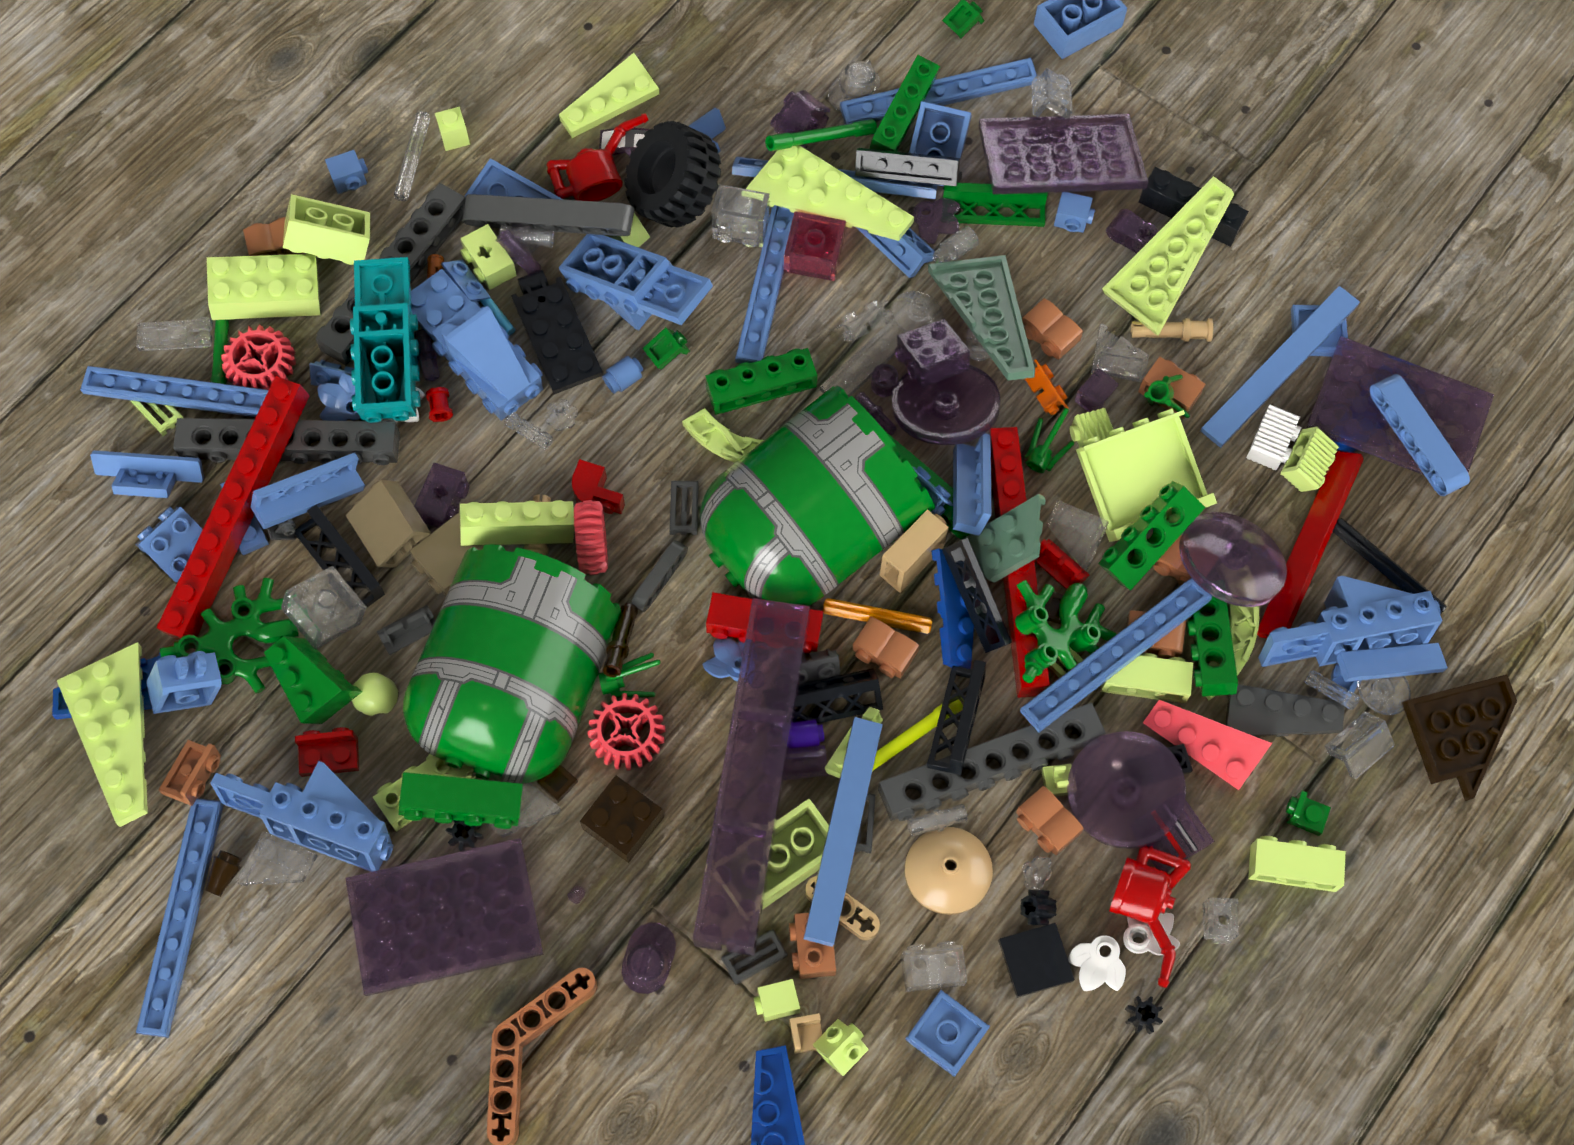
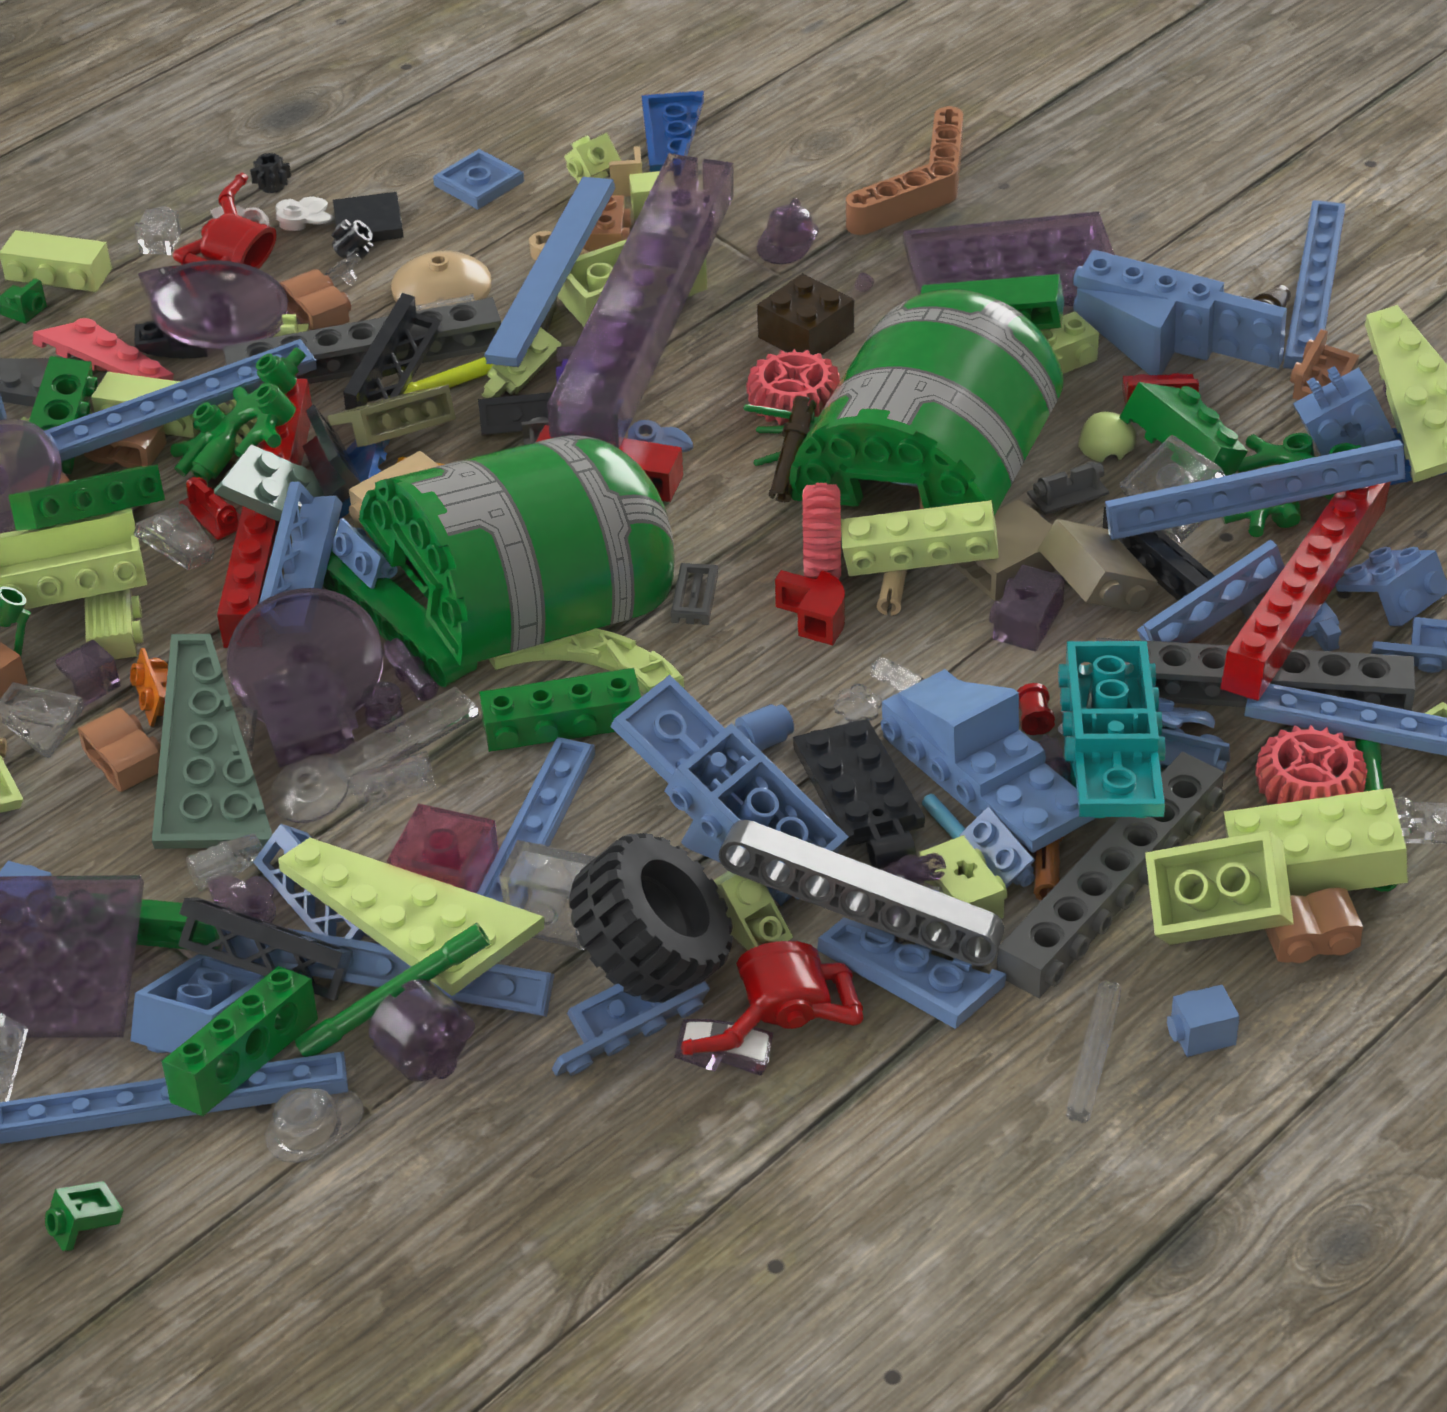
camera: 170 degrees left, 25 degrees down
(260, 573) = (1255, 489): none -> medium blue tile
(452, 128) = (1023, 1071): yellowish green brick -> none
(614, 94) = (731, 1133): yellowish green wing -> none
(659, 575) = (735, 520): dark grey beam -> none
(885, 647) = (457, 437): nougat brick -> none
(932, 644) = (398, 415): none -> olive fence
(933, 966) = (479, 208): clear brick -> none
(1040, 458) = (195, 611): green plant -> none

